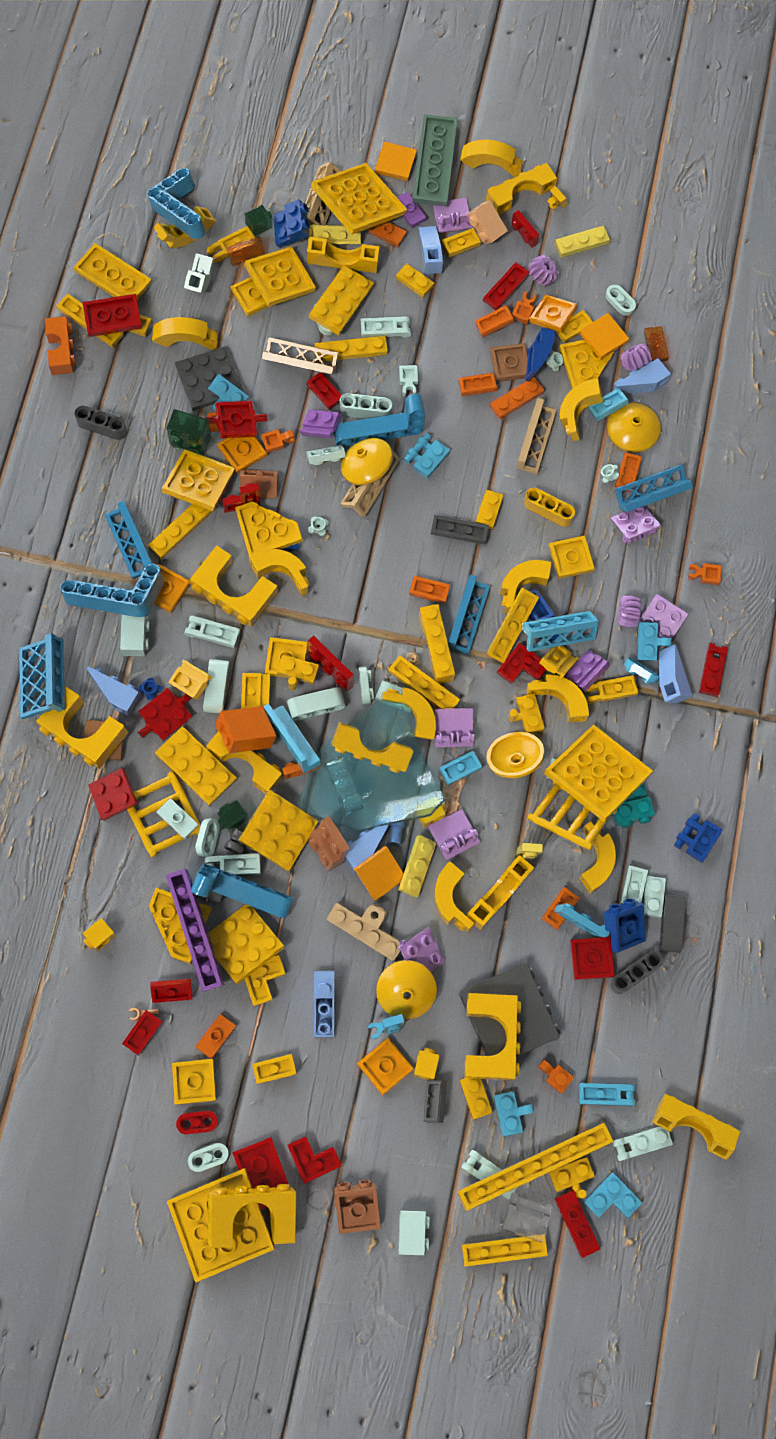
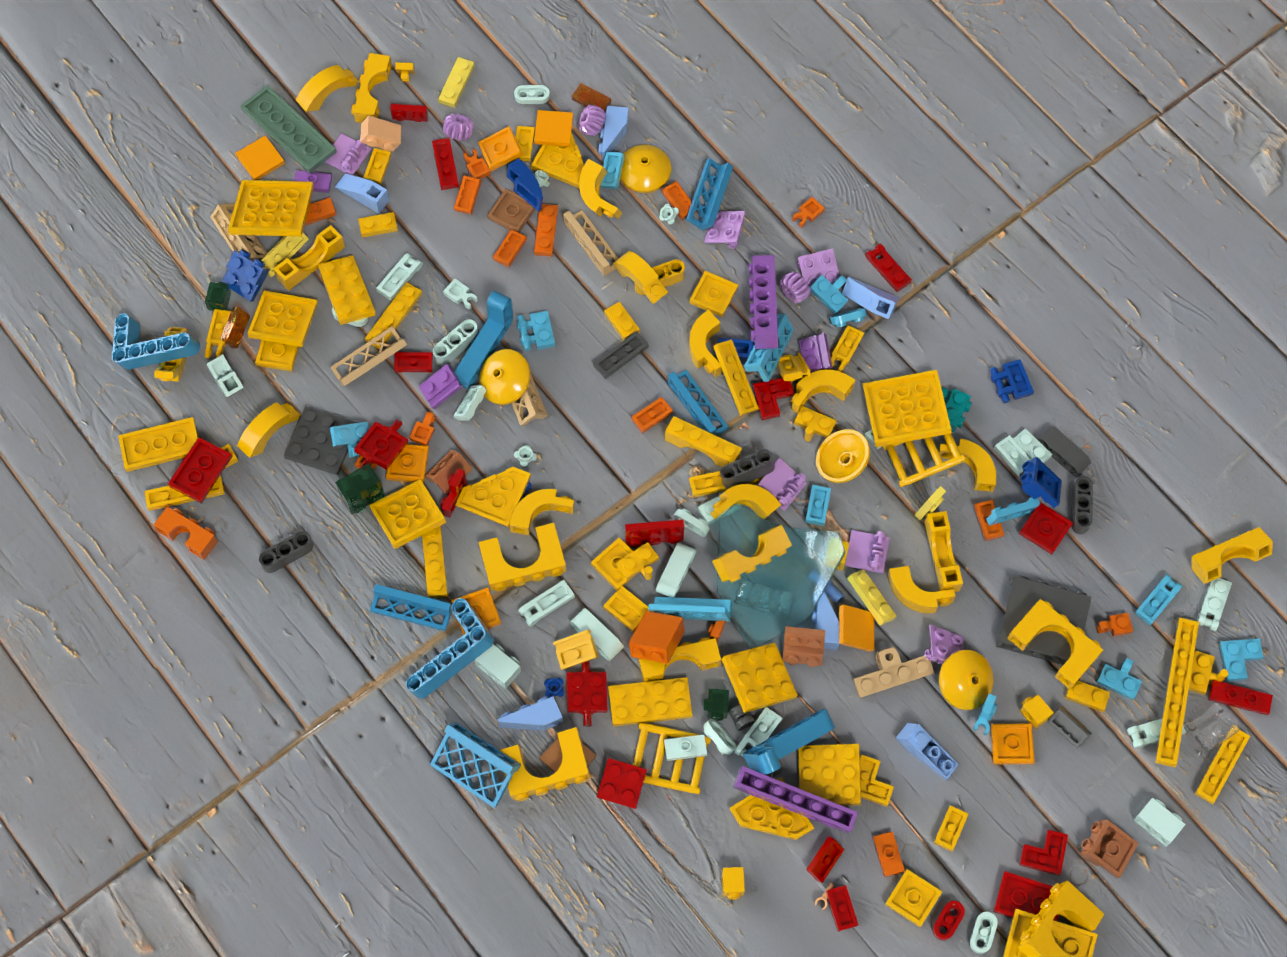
camera: 45 degrees left, 5 degrees down
(434, 684) = (753, 461): none -> dark grey beam
(534, 493) = (642, 274): none -> yellow arch
(592, 597) = (764, 303): none -> medium lavender brick

